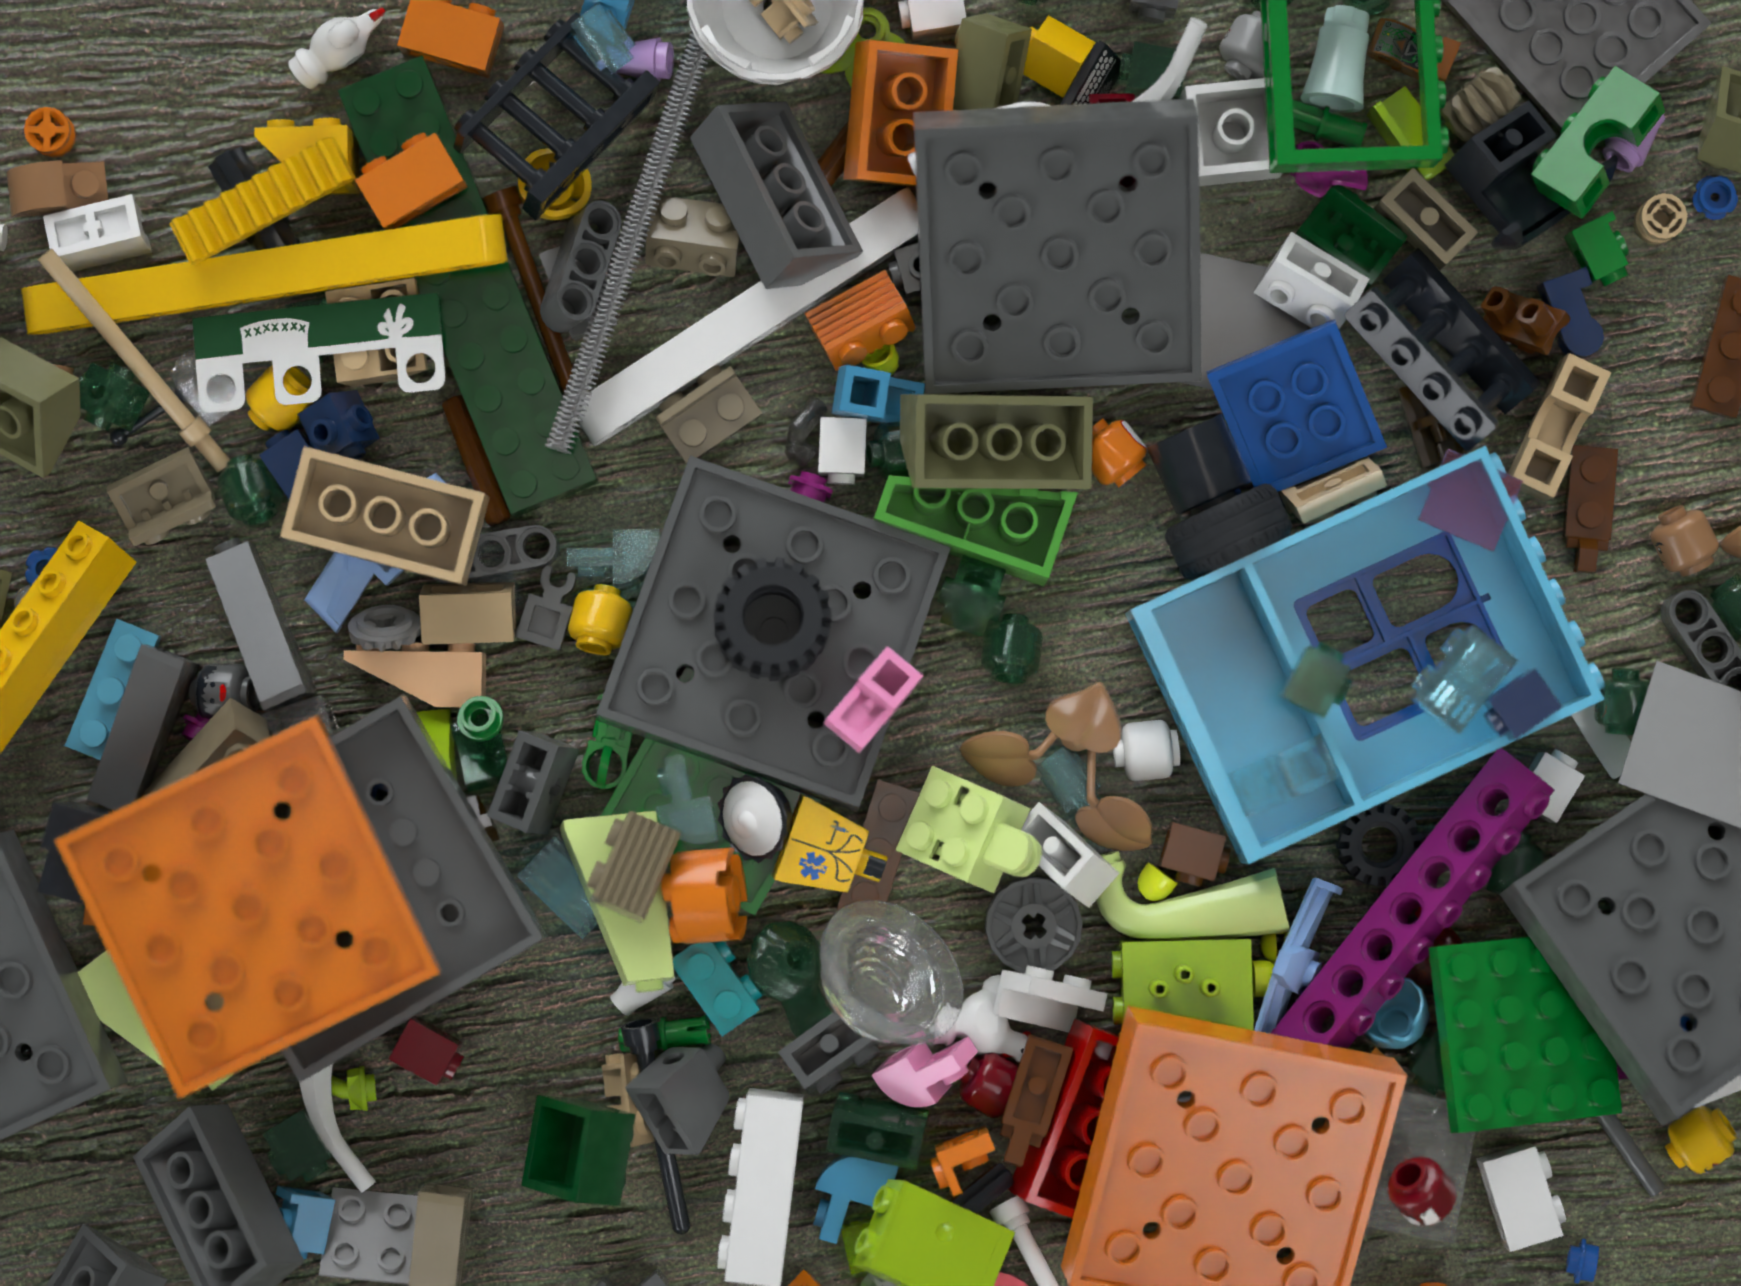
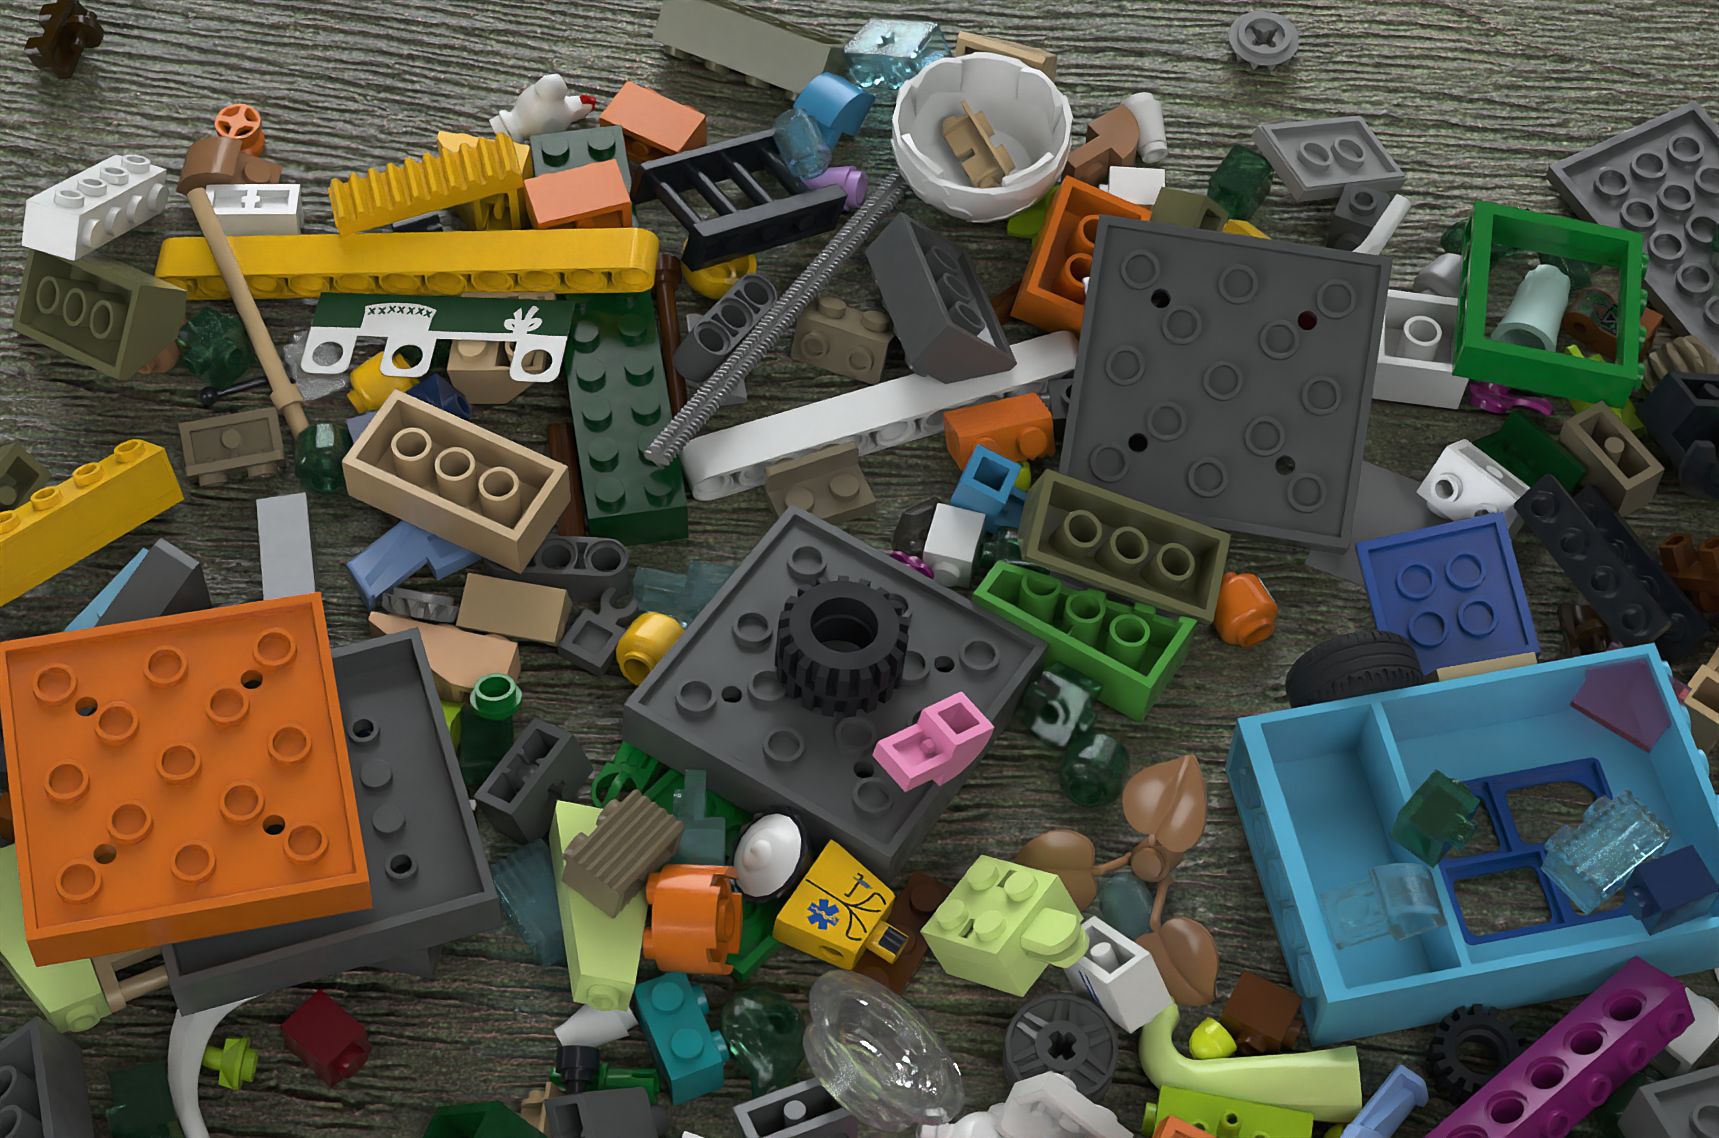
camera: 10 degrees right, 30 degrees down
(1147, 750) = (1226, 900): white head -> none
(1200, 466) = (1326, 609): black piece -> none

